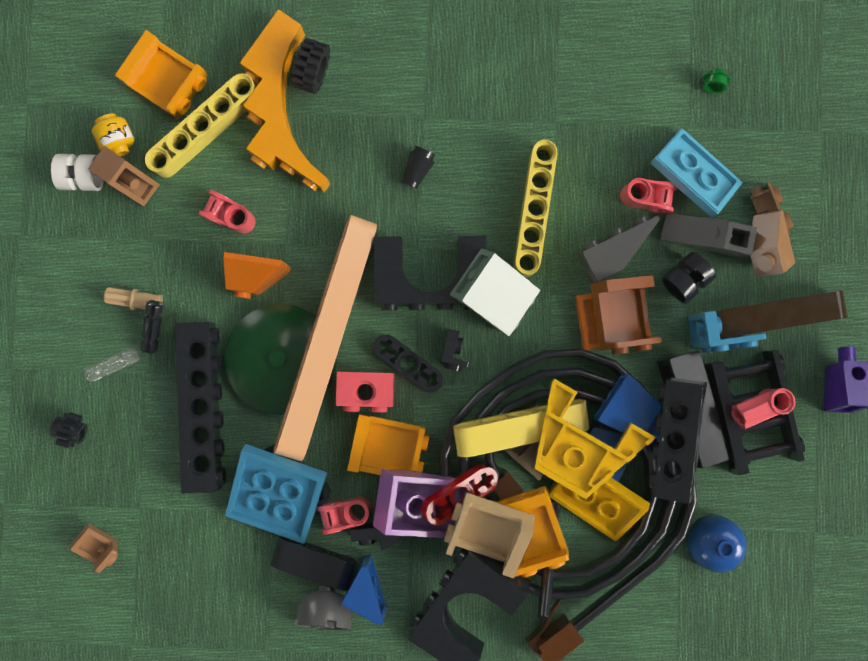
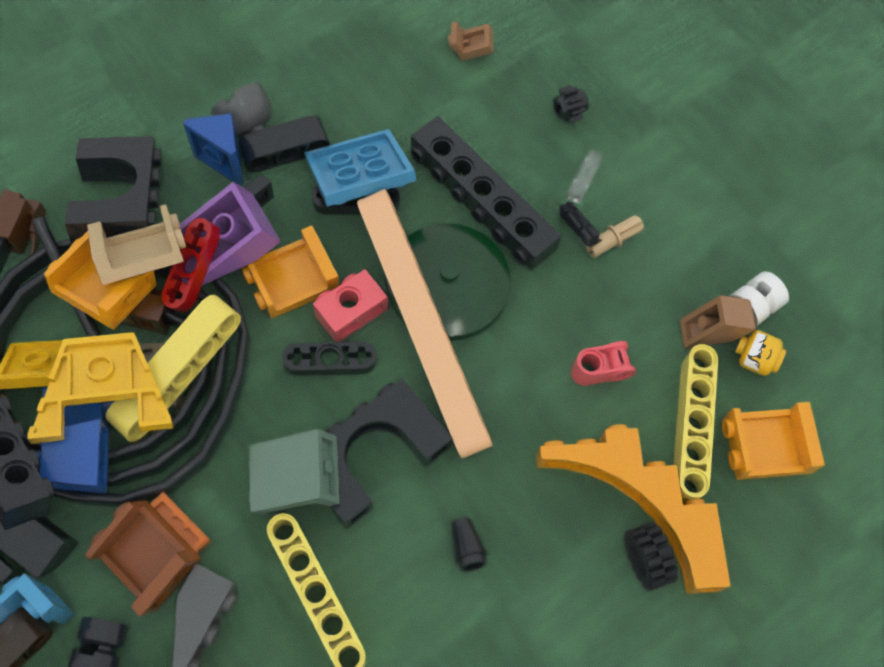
camera: 135 degrees right, 20 degrees down
(252, 274) = (536, 325): orange slope -> none
(339, 516) = (291, 193): coral piece -> none
(453, 346) = (298, 400): black bracket -> none

